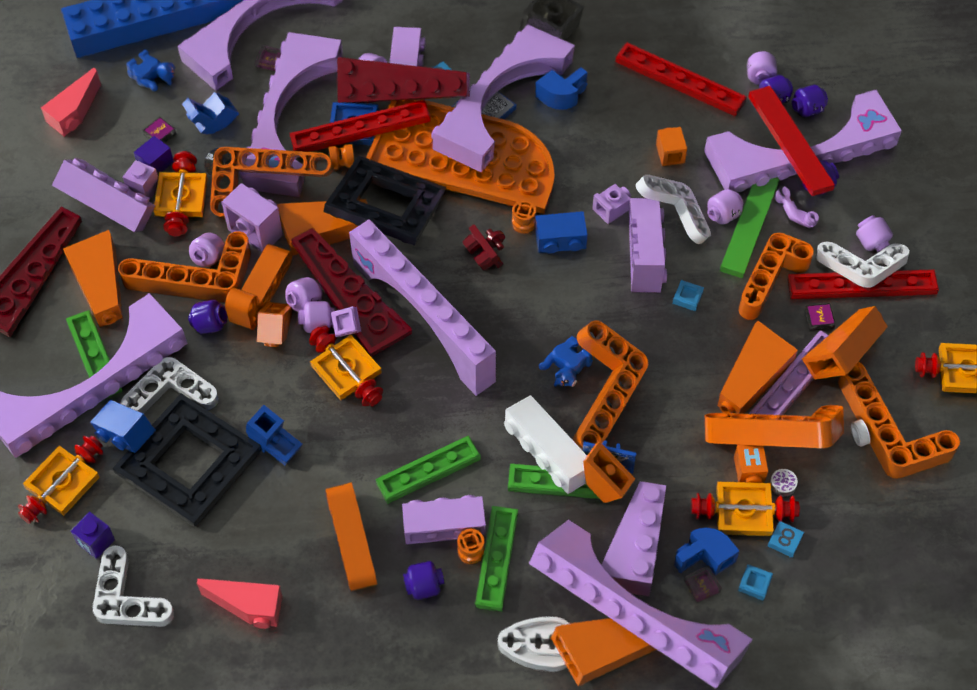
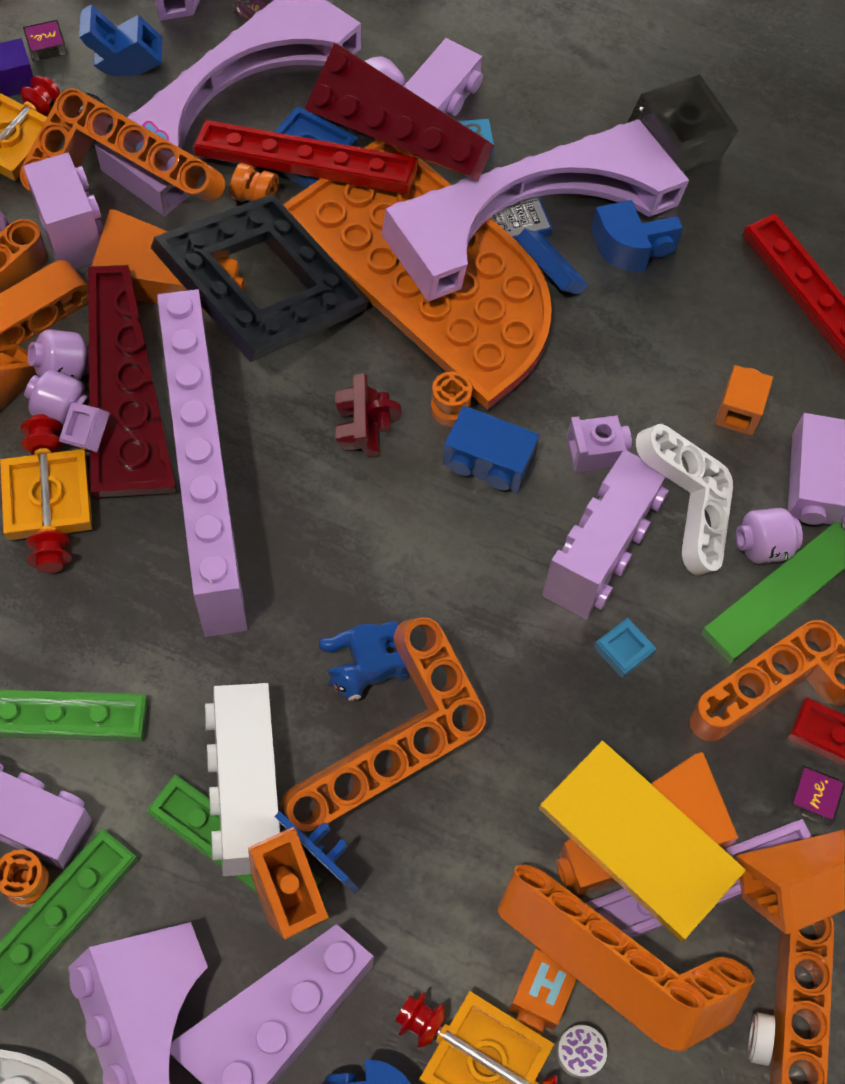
camera: 25 degrees right, 5 degrees up
(528, 122) = (552, 261): none -> blue tile
(755, 372) = (642, 840): none -> yellow tile

